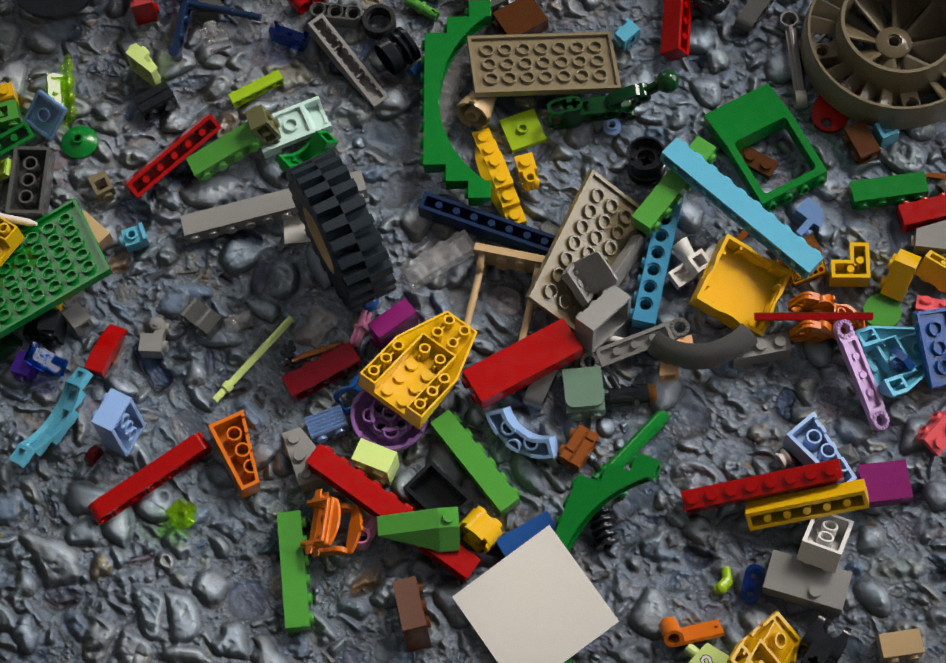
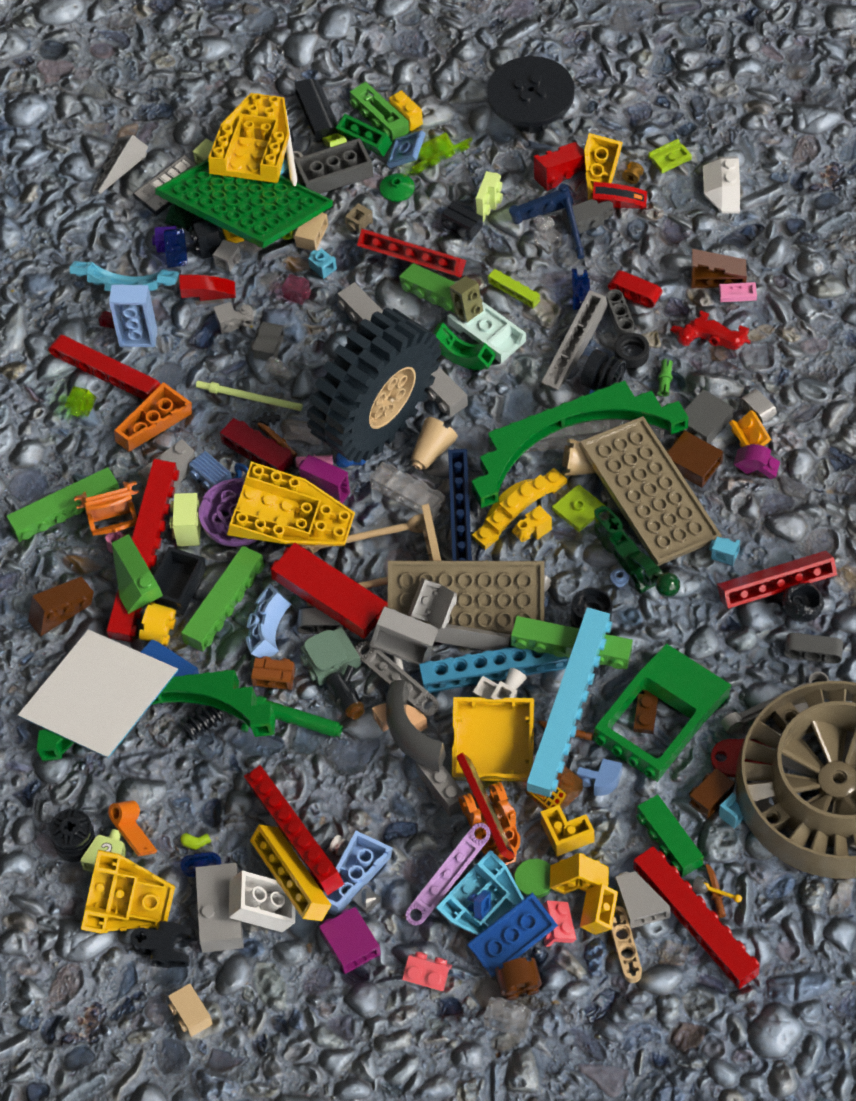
camera: 65 degrees right, 10 degrees down
(153, 271) = (296, 289): none -> clear pink brick
(397, 220) = (431, 443): none -> tan cone

